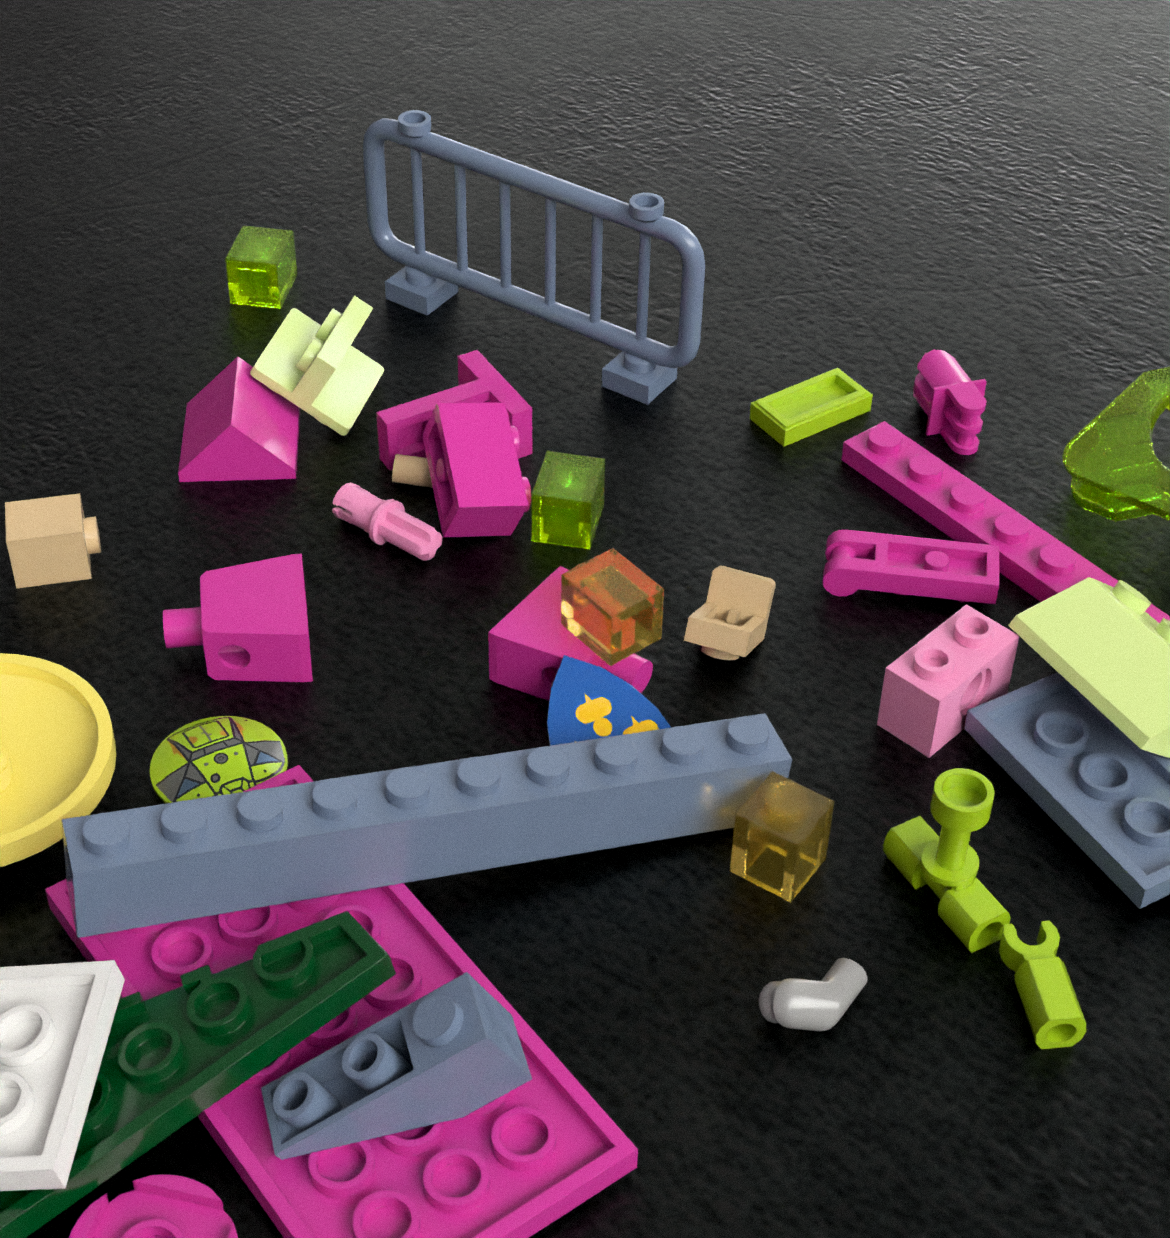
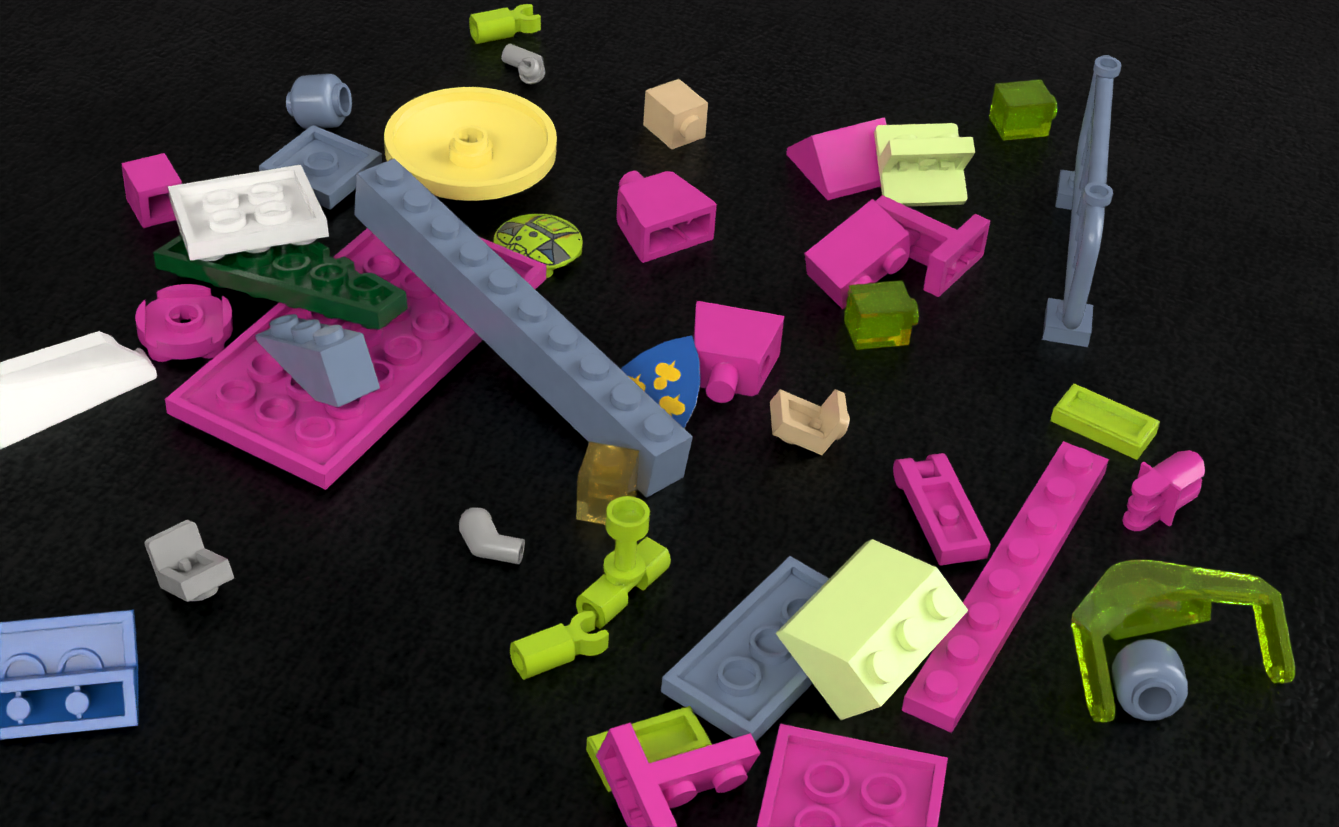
camera: 65 degrees right, 0 degrees up
(386, 521) = (799, 241): bright pink axle -> none
(611, 606) = (736, 335): clear yellow brick -> none
(944, 677) = (810, 532): bright pink brick -> none

